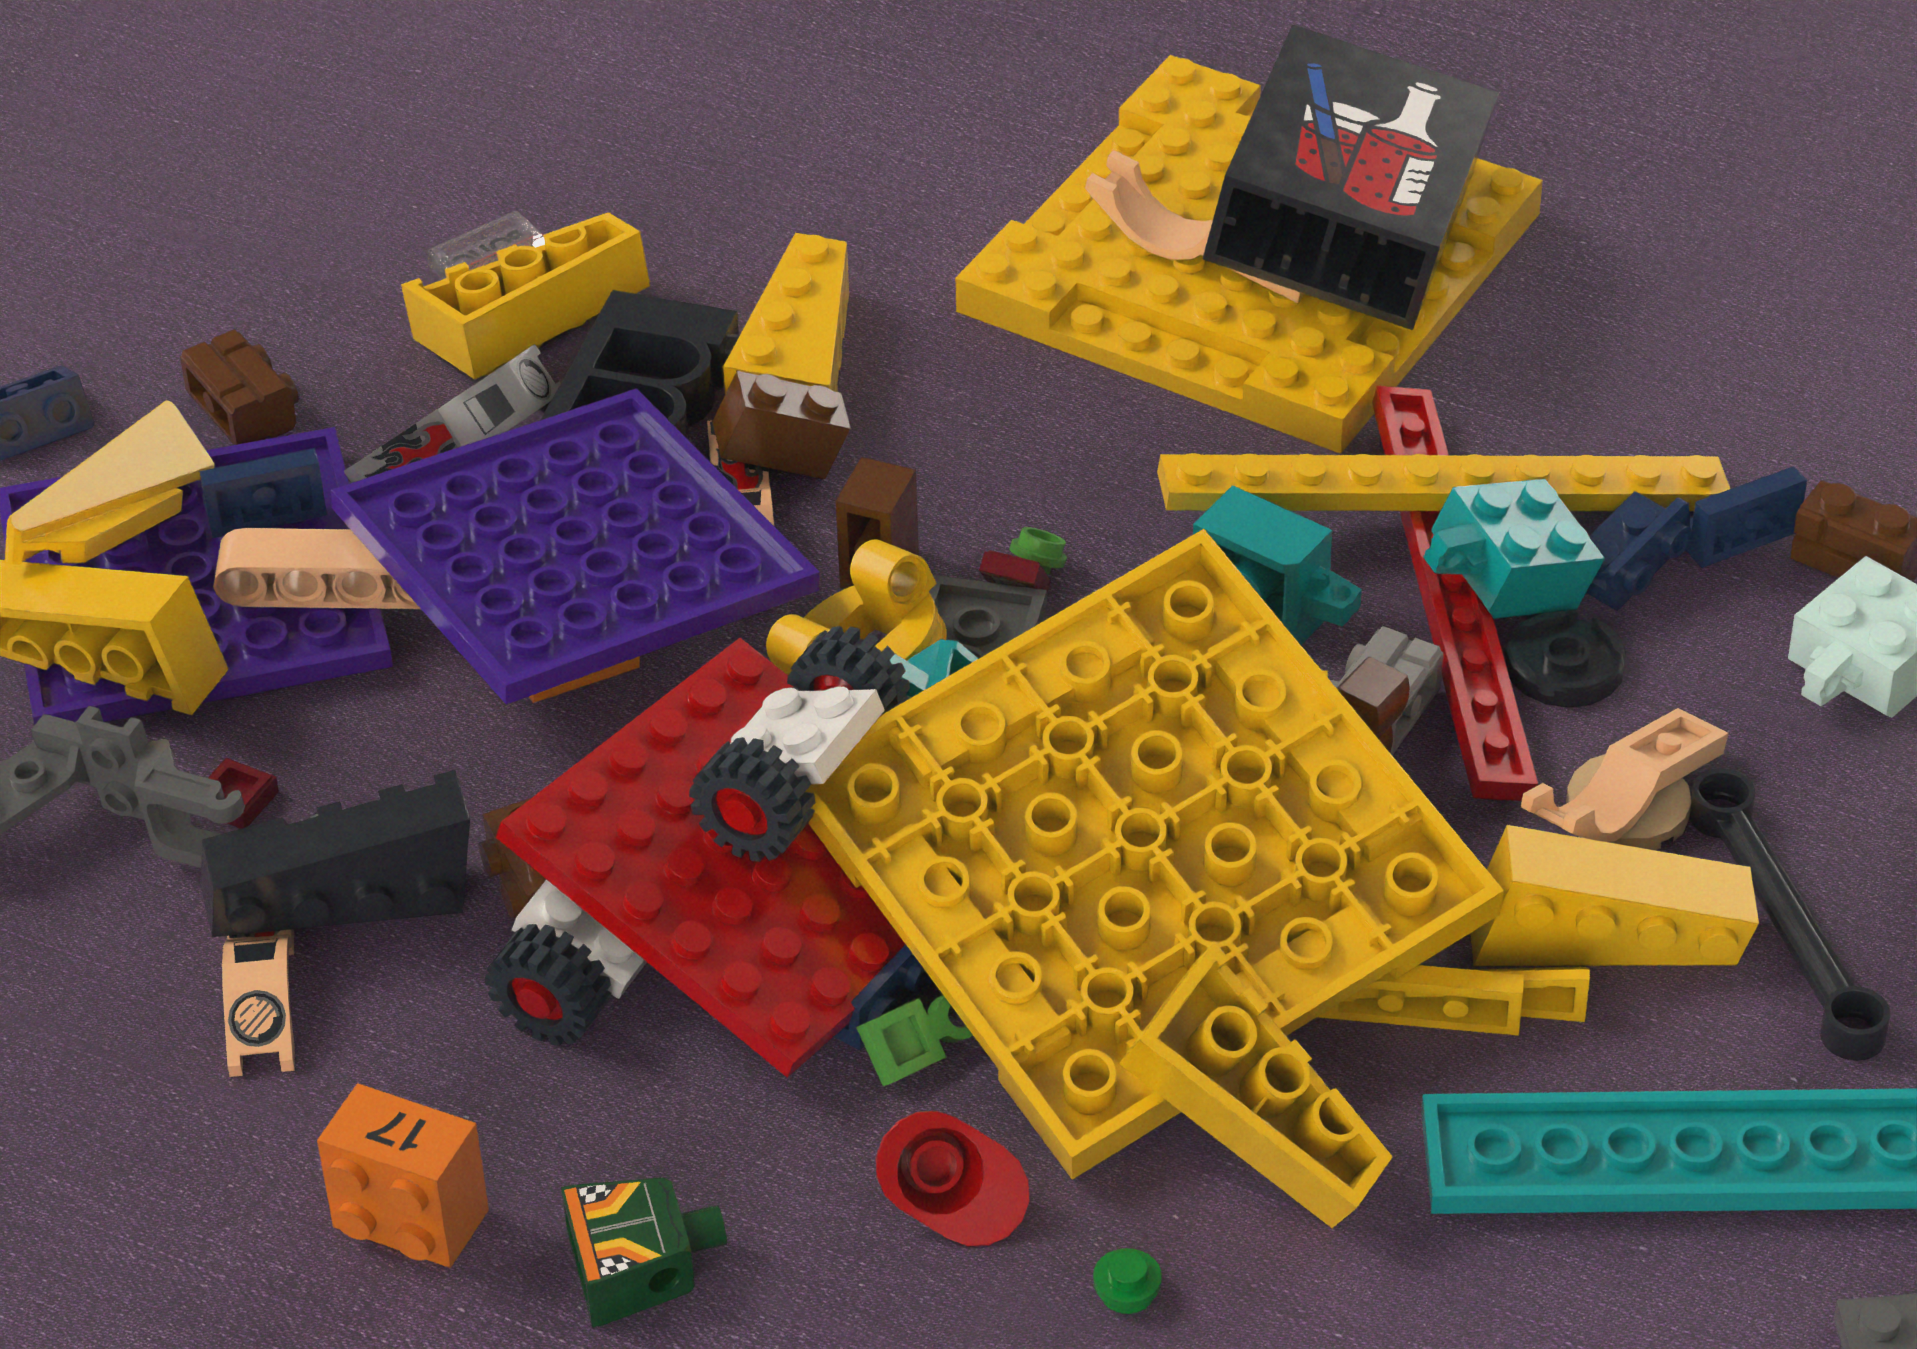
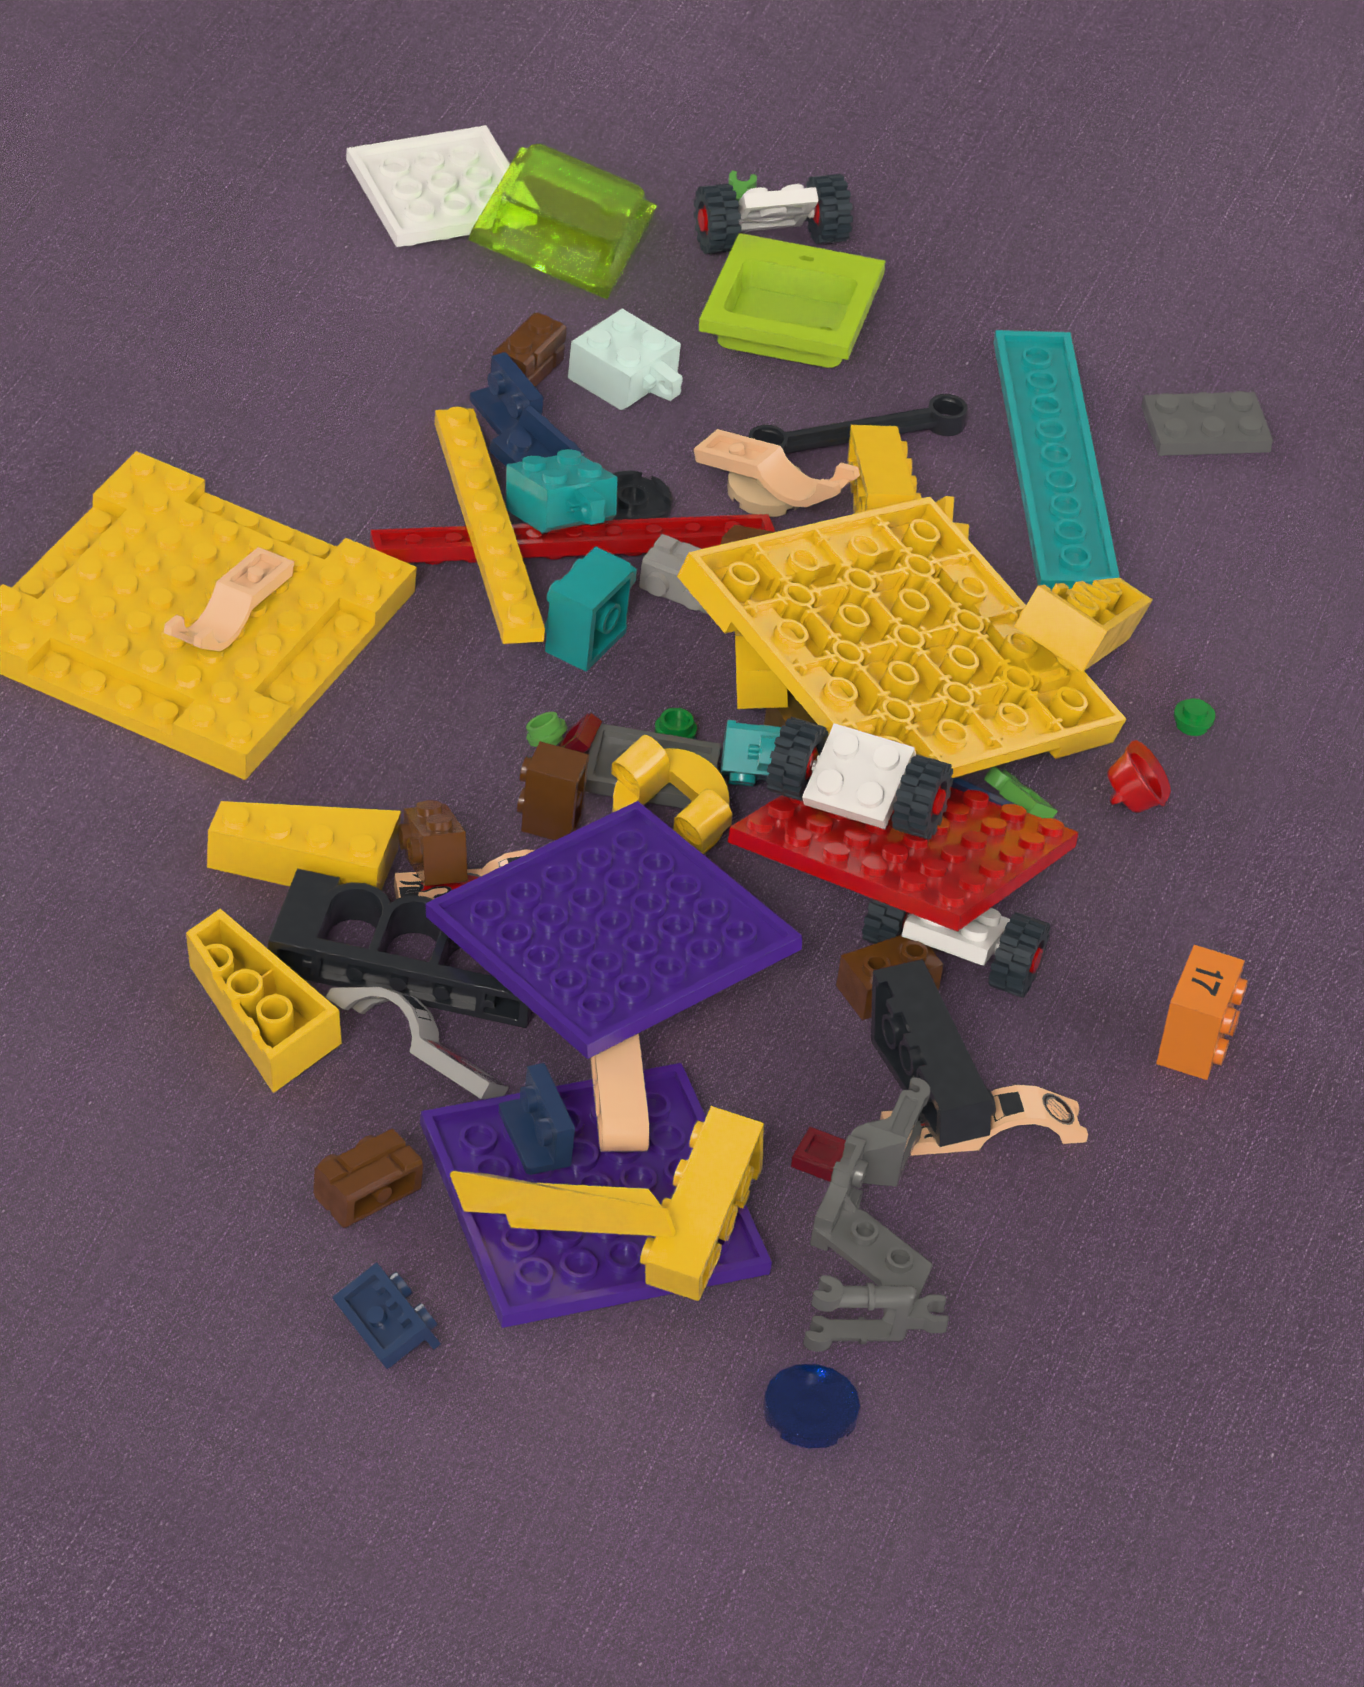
camera: 100 degrees left, 0 degrees up
(480, 244) = (165, 1047): clear tile -> none
(634, 1244) = (1219, 918): dark green torso -> none
(1350, 176) = (206, 501): black brick -> none

